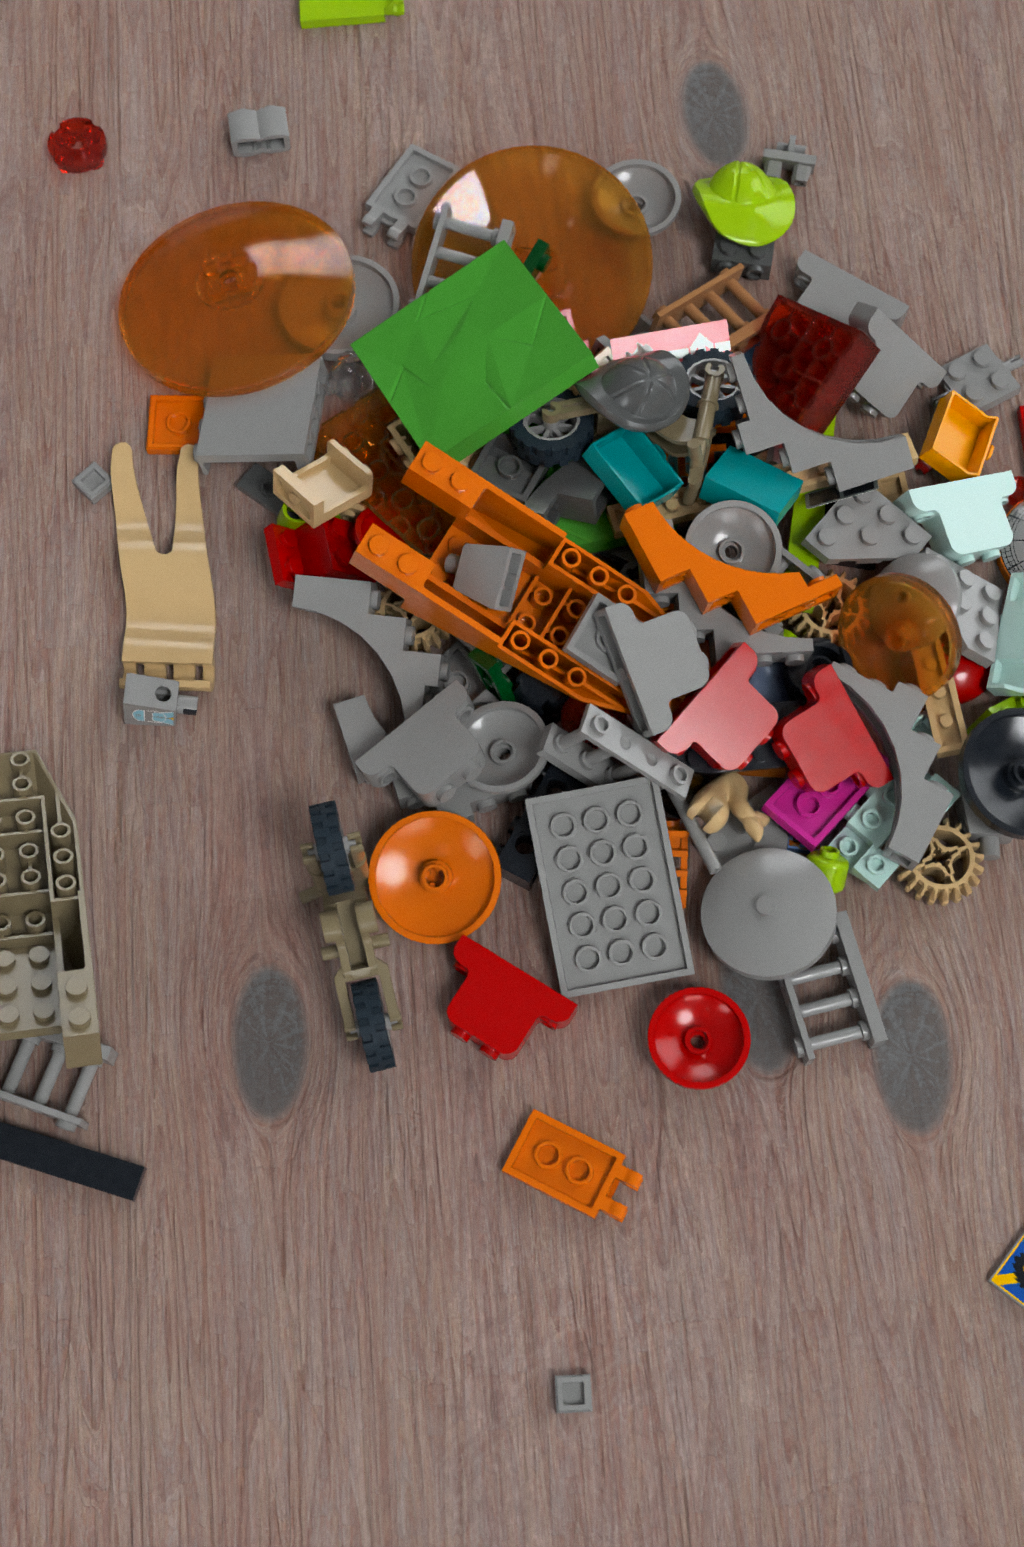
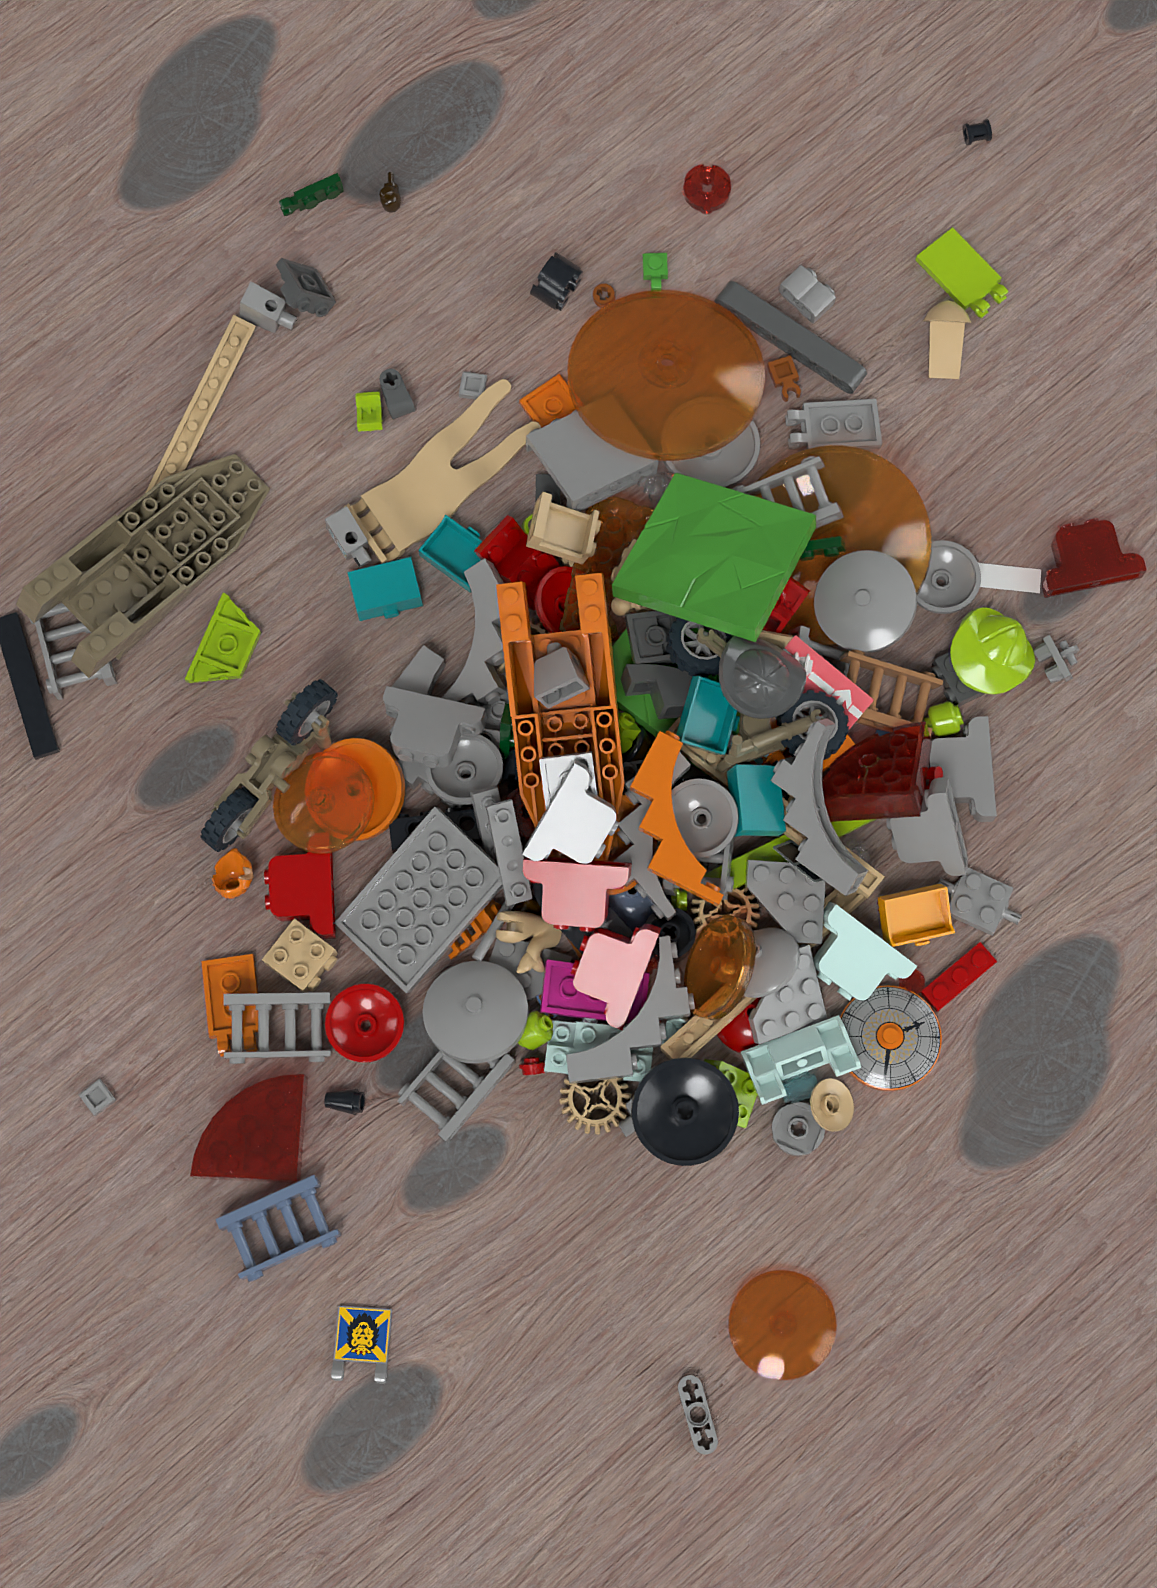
camera: 55 degrees right, 5 degrees up
(37, 594) = (369, 411): none -> lime bracket
(46, 558) = (396, 396): none -> dark grey piece
(57, 330) = (556, 281): none -> black brick
(108, 297) = (599, 289): none -> dark orange bush
(118, 242) = (655, 268): none -> bright green plate
(170, 908) = (225, 645): none -> lime wing
(239, 706) = (385, 589): none -> teal container
(256, 612) = (452, 550): none -> teal container
(291, 171) = (792, 337): none -> dark grey beam
(324, 201) = (784, 374): none -> dark orange plate
(403, 47) = (946, 339): none -> tan piece
(431, 1069) = (232, 874): none -> orange hair
(434, 915) = (325, 804): none -> clear orange dish
(577, 1057) = (300, 957): none -> tan brick
(603, 1131) = (263, 1004): none -> light grey fence
(615, 268) = (865, 601): none -> light grey dish
(680, 149) = (1010, 578): none -> white sticker
(710, 75) = (1089, 558): none -> clear red brick
(742, 1240) = (256, 1134): none -> clear red brick
(767, 1118) = (346, 1101): none -> black cone
(774, 283) = (944, 719): none -> lime head
(829, 1298) = (282, 1201): none -> sand blue fence
(861, 900) = (532, 1066): none -> red plate

